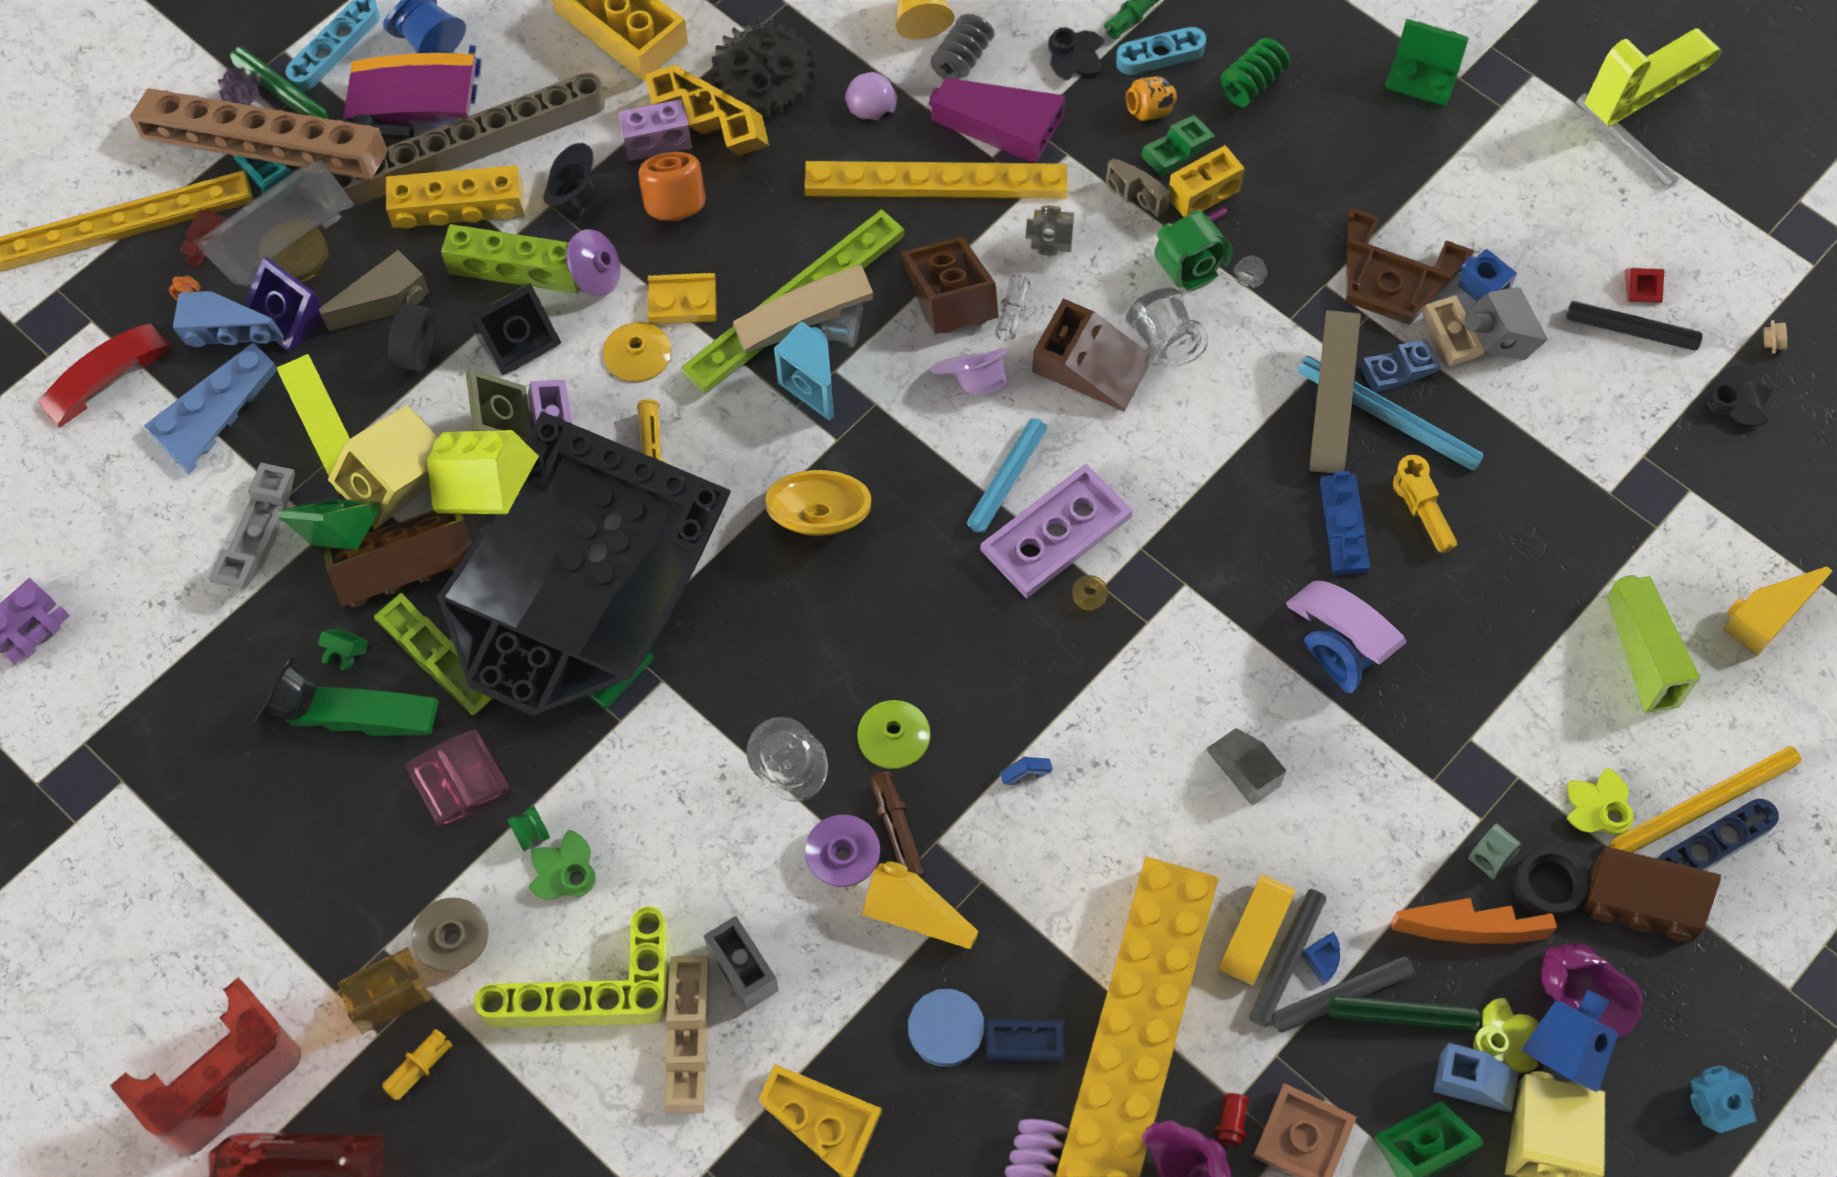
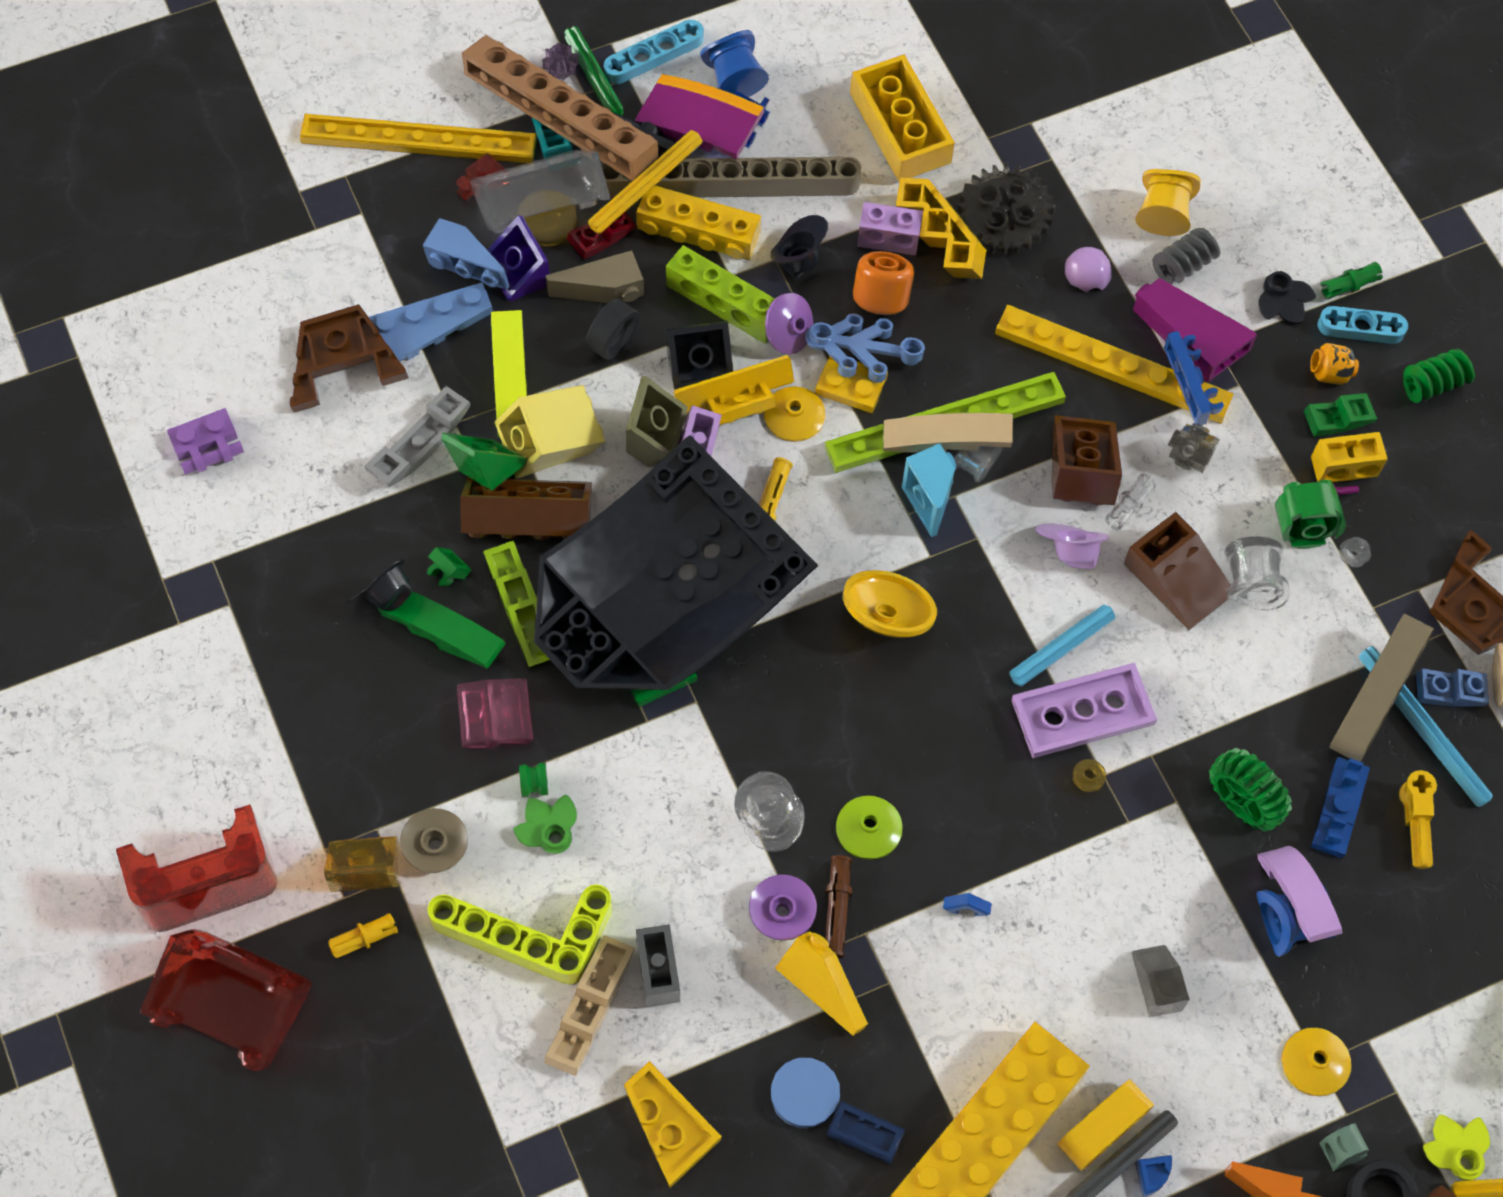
camera: 20 degrees right, 0 degrees up
(98, 368) = (350, 256): red slope -> none
(124, 463) = (336, 343): none -> reddish brown wing
(183, 285) = (447, 213): orange plate -> none
(360, 242) = (589, 243): none -> dark red slope
(382, 175) = (645, 182): none -> yellow axle
(478, 471) = (616, 465): neon yellow slope -> none
(573, 349) = (740, 391): none -> yellow bracket
(639, 261) = (829, 339): none -> medium blue plant
(1019, 162) = (1191, 377): none -> blue plate
(1133, 182) = (1285, 433): dark tan slope -> none
(1254, 540) = (1250, 789): none -> green gear
(1424, 794) = (1305, 1072): none -> yellow dish

